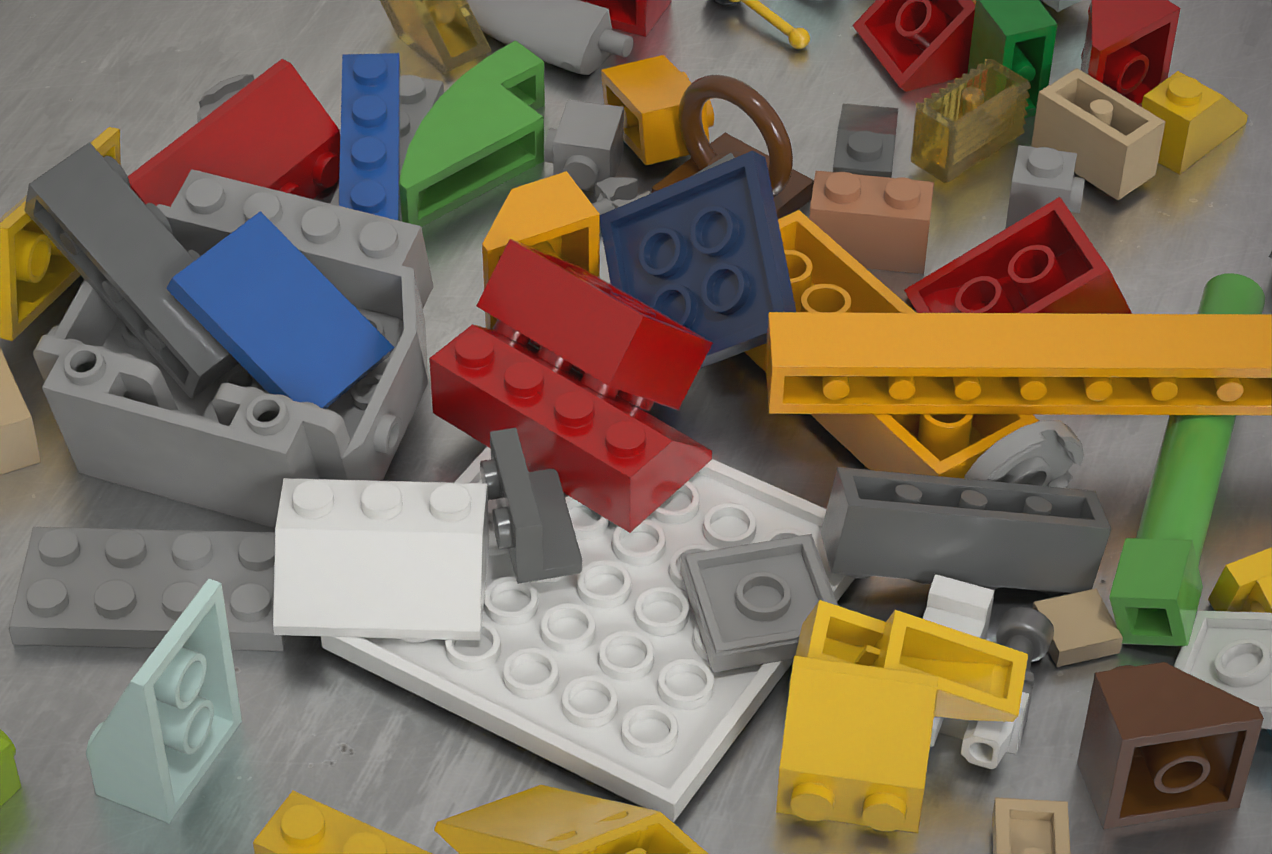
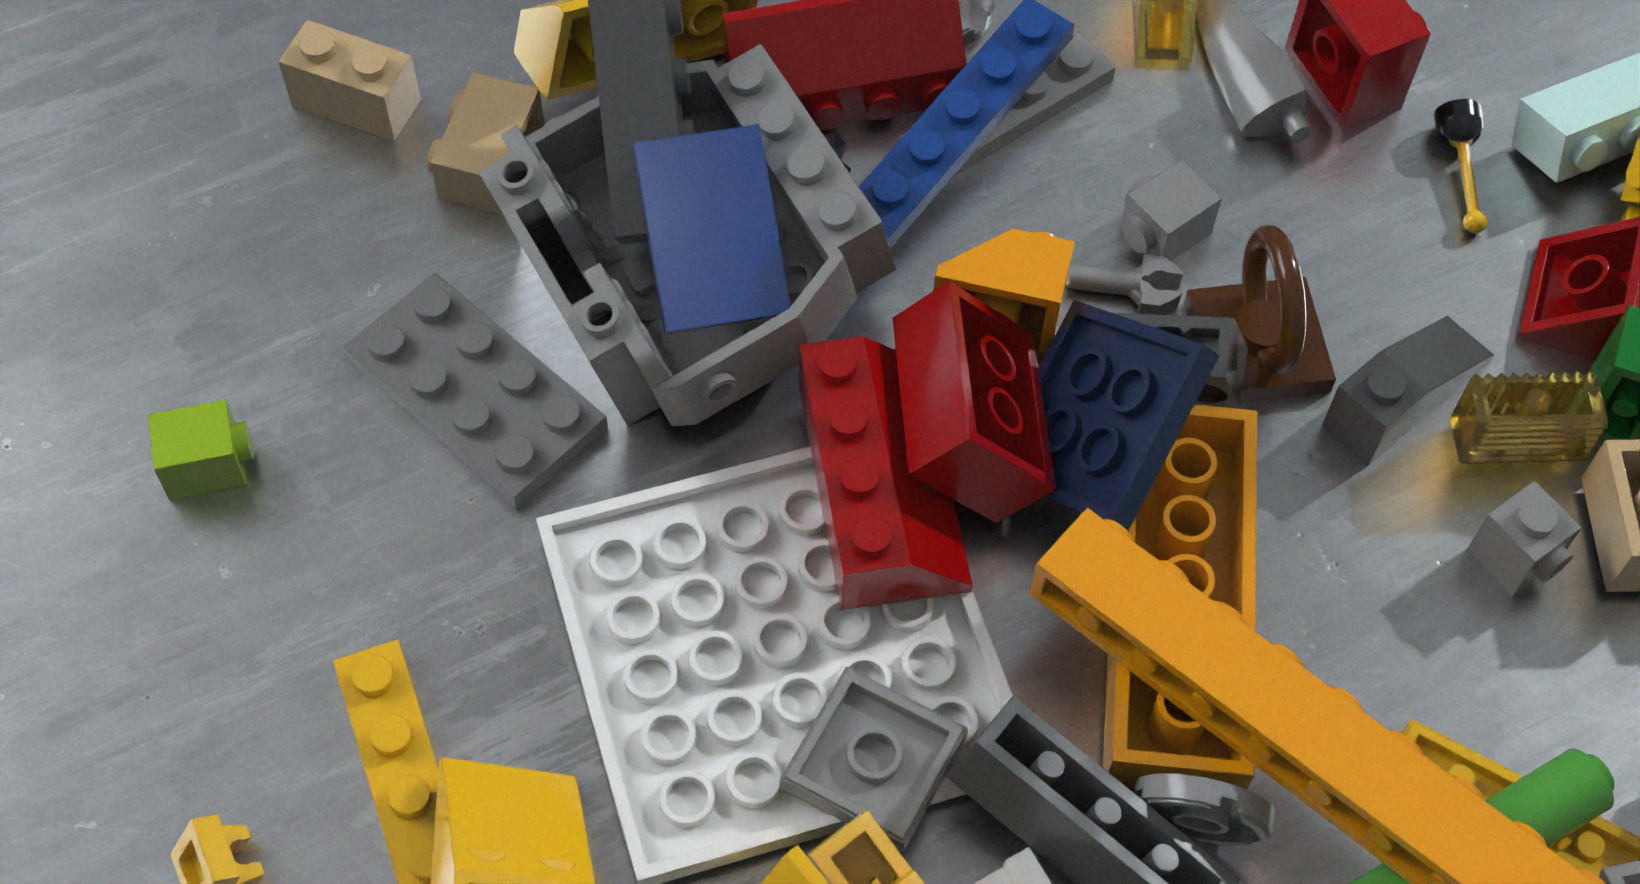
camera: 40 degrees right, 15 degrees up
(171, 714) = (353, 517): light aqua slope -> none
(381, 559) = (616, 497): white slope -> none
(475, 136) = (1083, 139): bright green slope -> none
(529, 513) = (761, 539): dark grey bracket -> none
(651, 102) = (1258, 194): light orange brick -> none
(875, 218) = (1336, 457): nougat brick -> none
(1027, 268) = (1404, 625): red slope -> none

